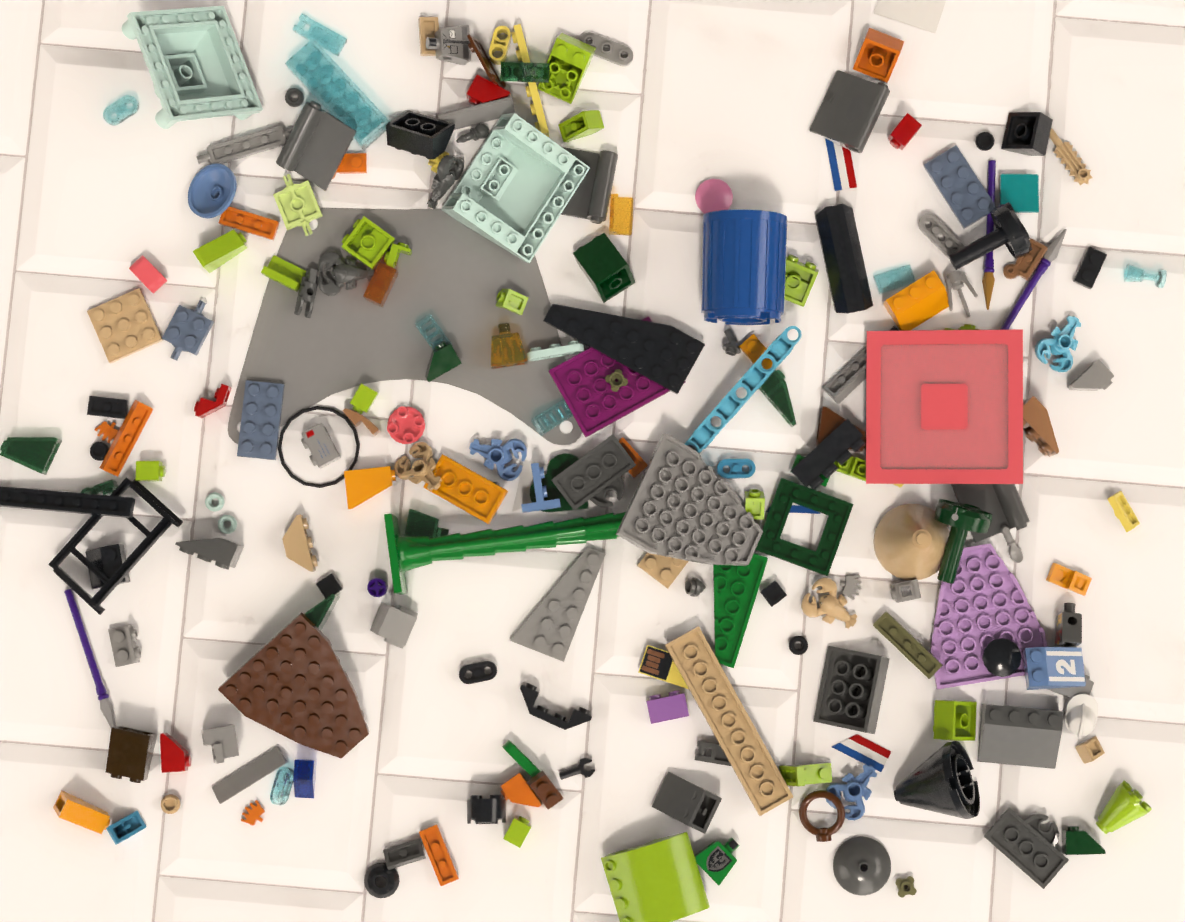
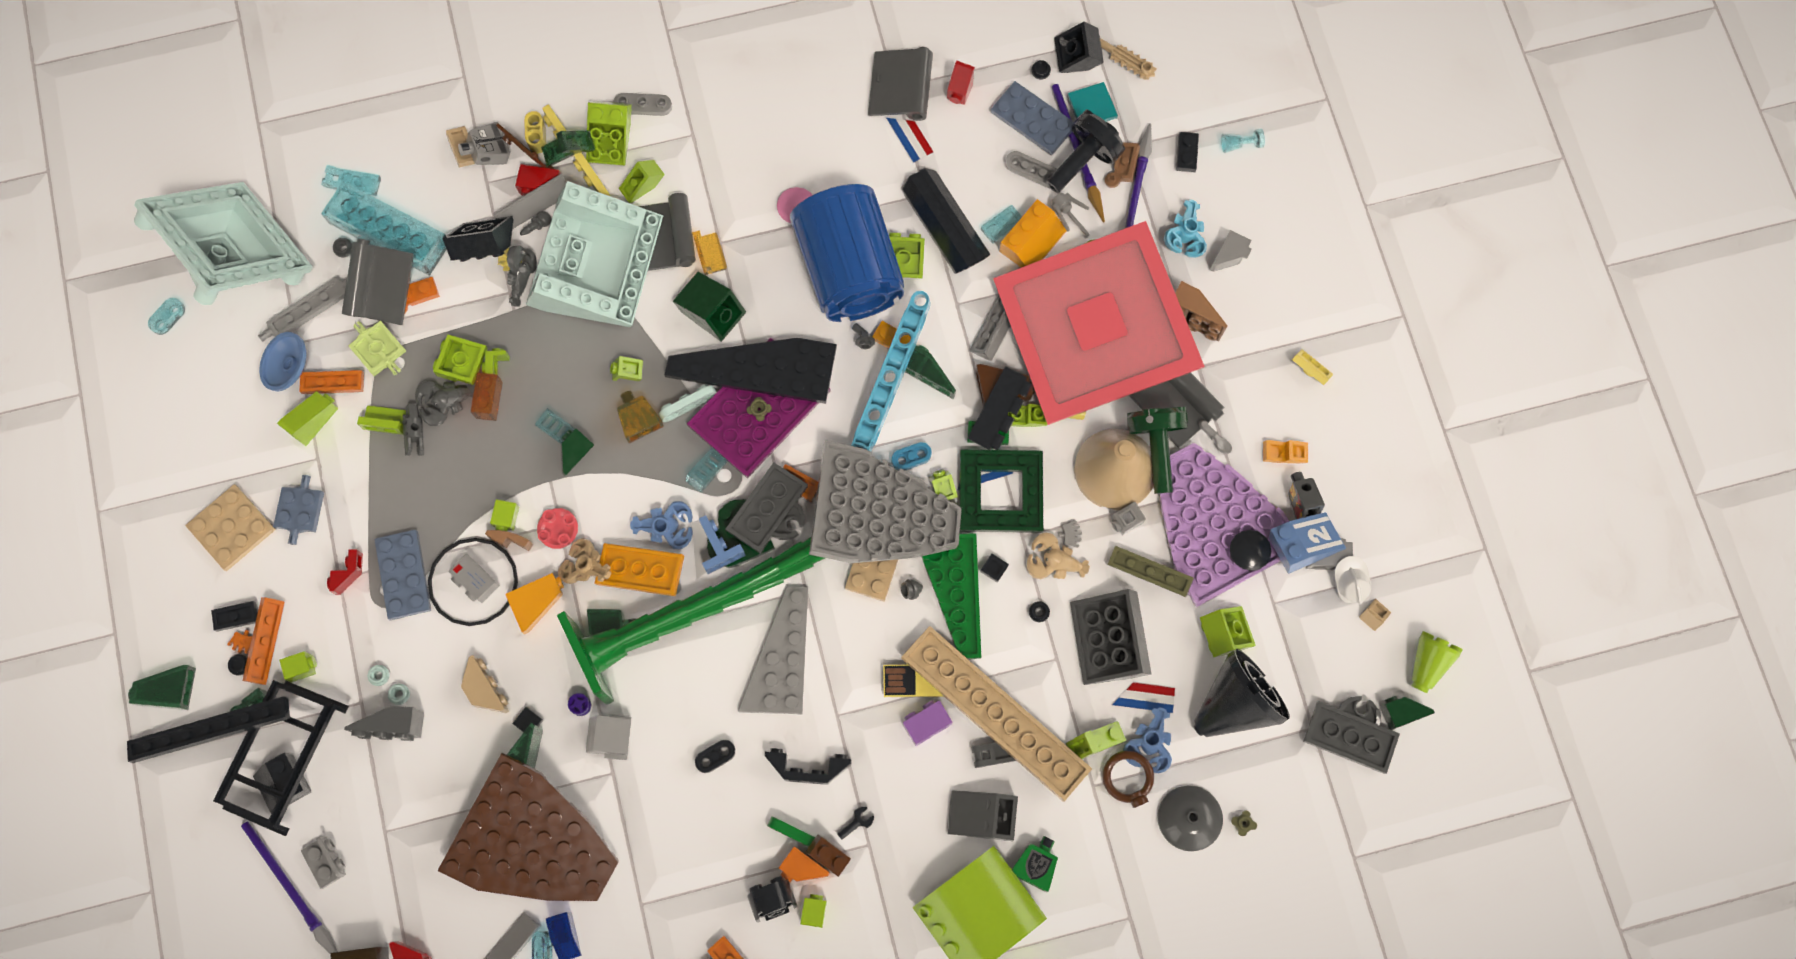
camera: 20 degrees left, 10 degrees down
(148, 274) = (240, 467): coral beam -> none
(222, 741) = (460, 926): light grey plate -> none
(878, 55) = (909, 25): orange slope -> none
(1019, 736) = (1299, 624): slope -> none

